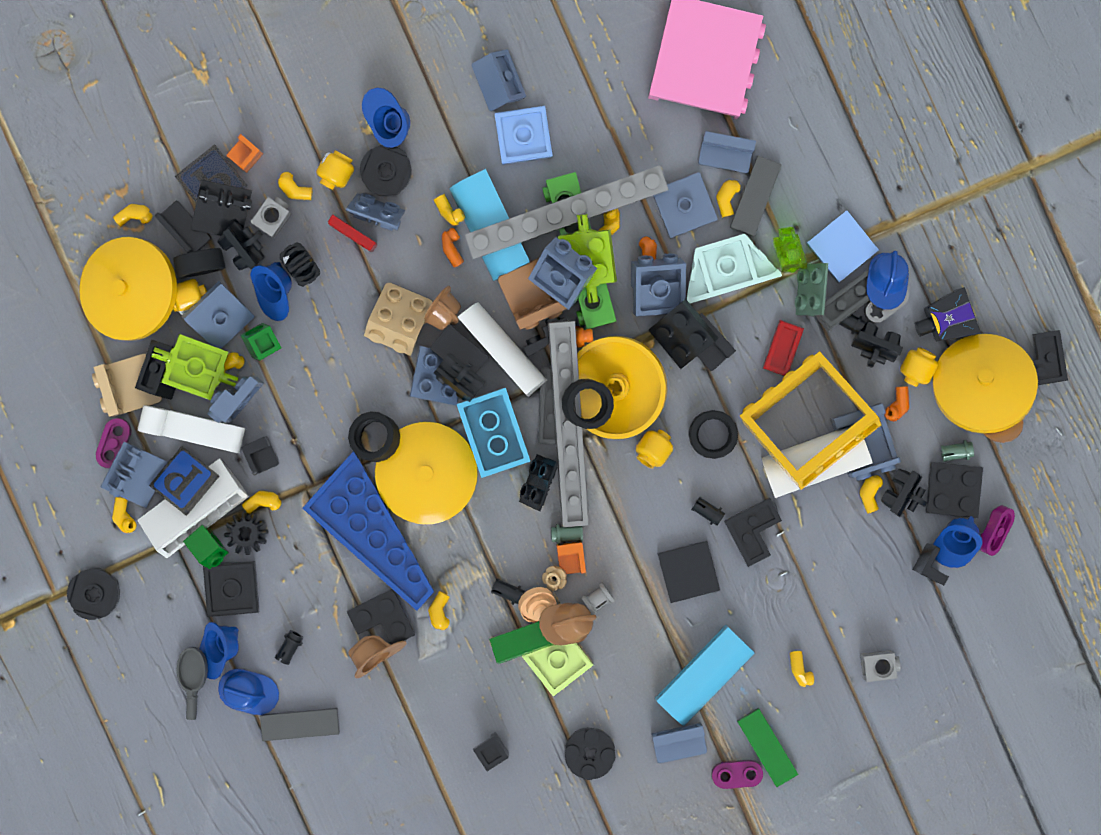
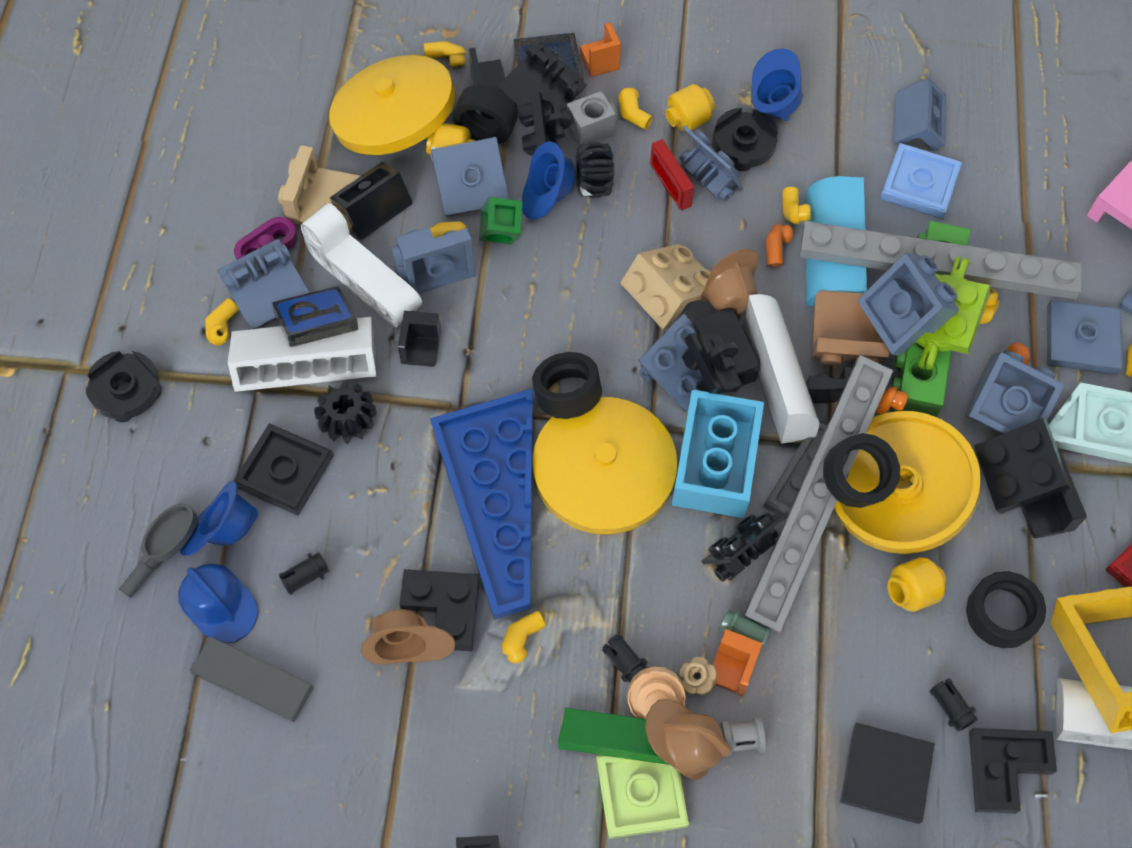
camera: 30 degrees right, 25 degrees down
(194, 367) = (407, 200): lime plate -> none
(206, 547) = (287, 399): green brick -> none
(262, 498) = (388, 387): yellow arm -> none

